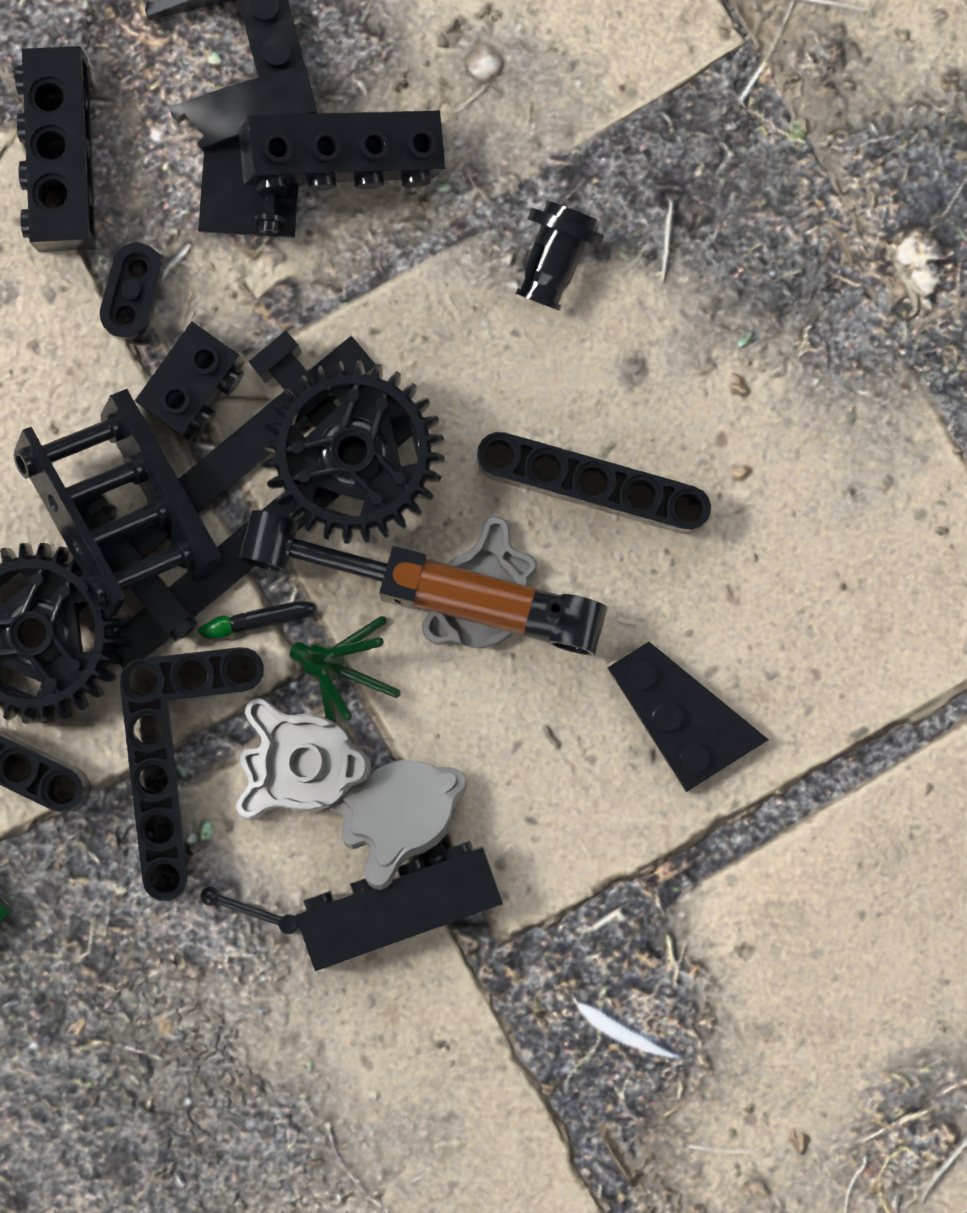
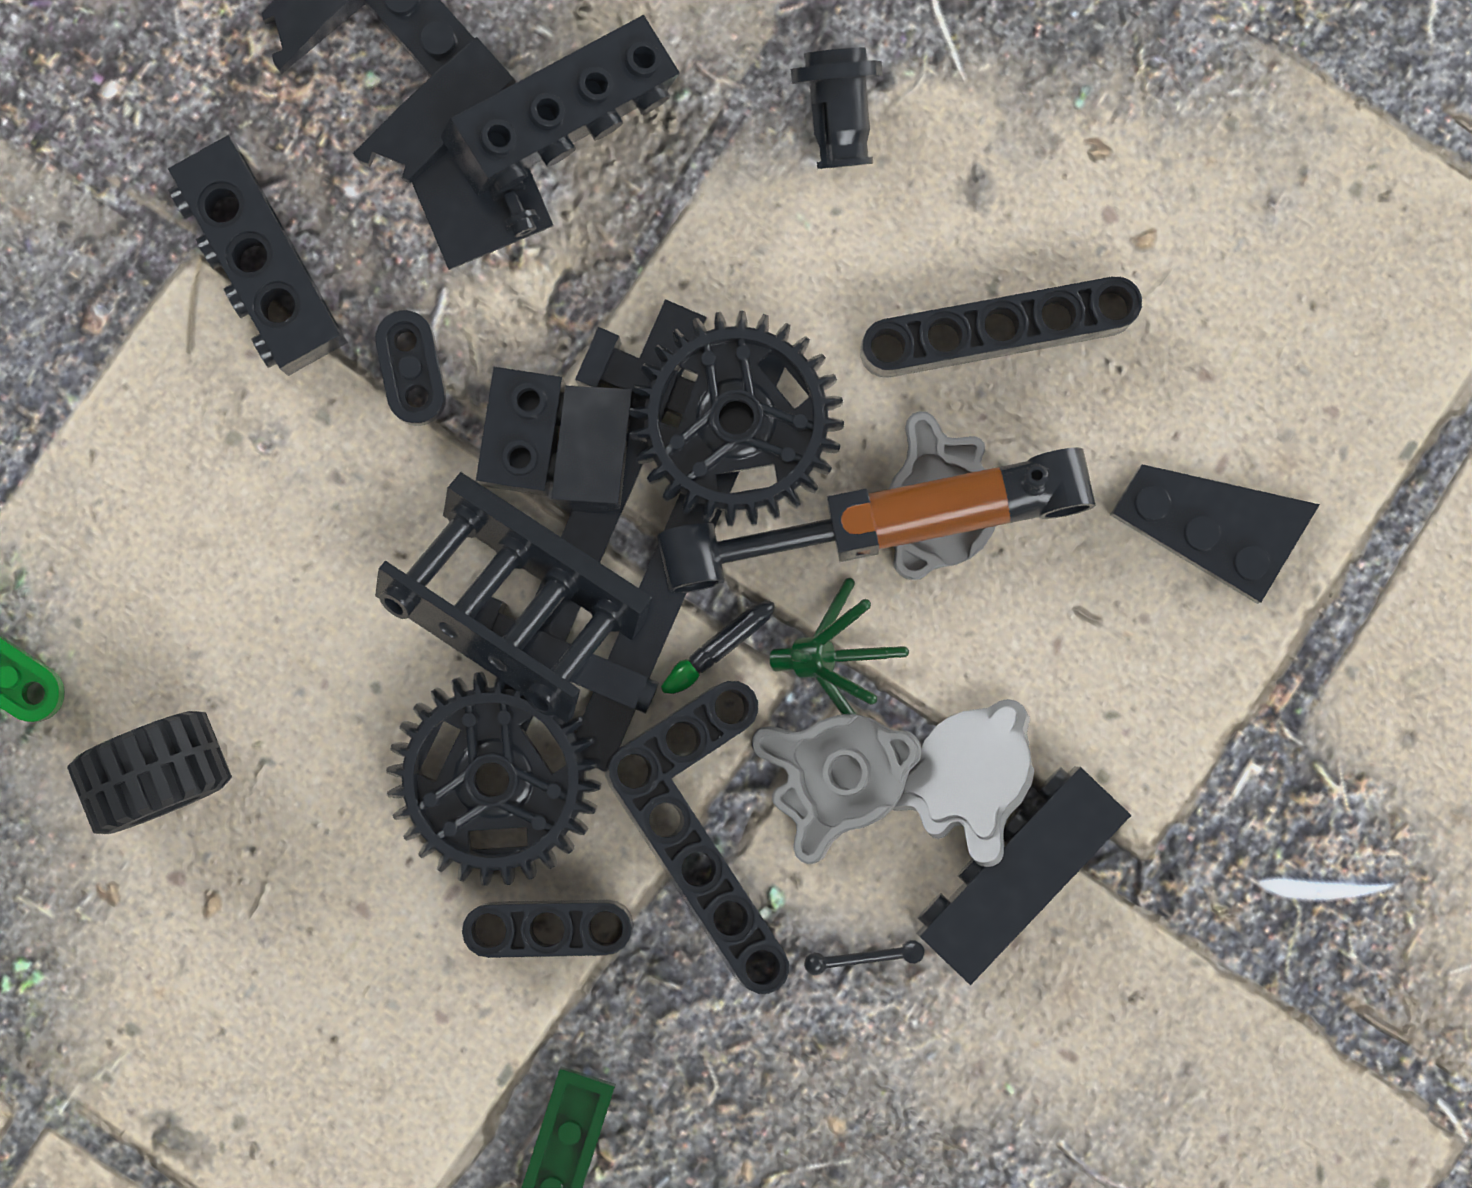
camera: 25 degrees left, 0 degrees up
(234, 420) = (592, 448): none -> black brick

